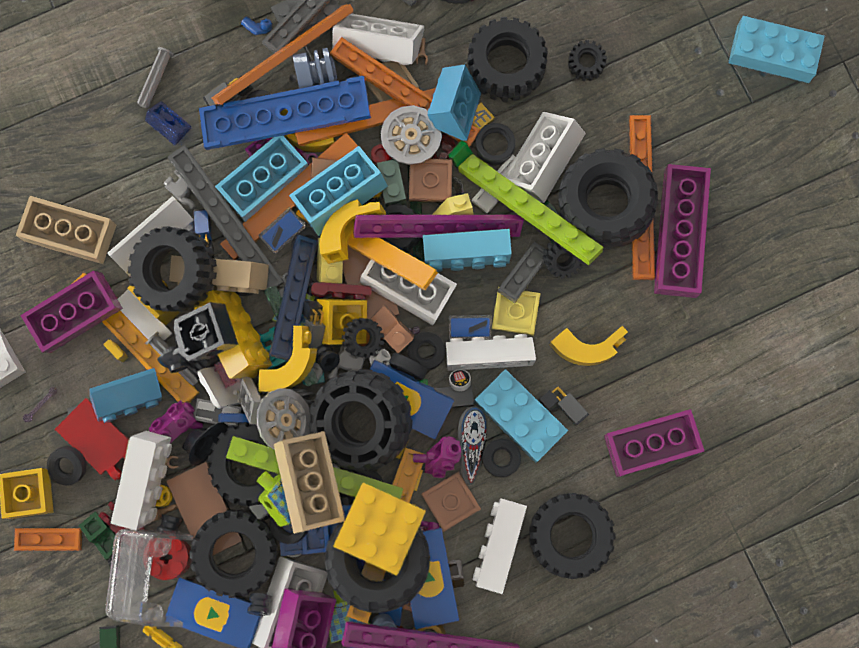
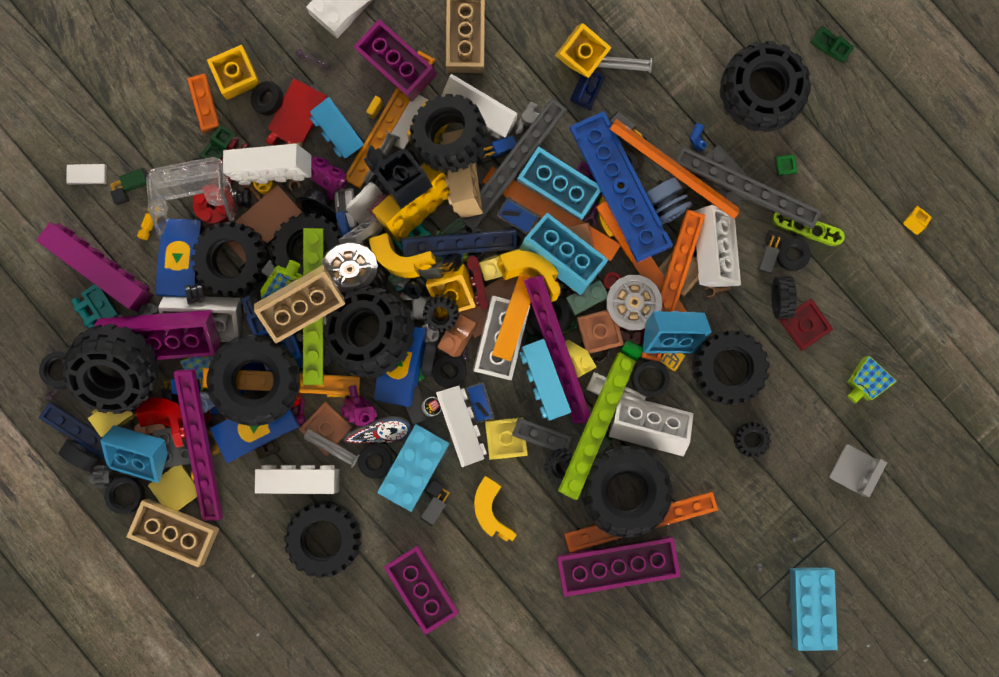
camera: 70 degrees right, 5 degrees up
(127, 114) = (583, 50): none -> yellow slope
(379, 529) = (275, 374): yellow plate -> none
(474, 499) = (331, 447): none -> light grey axle

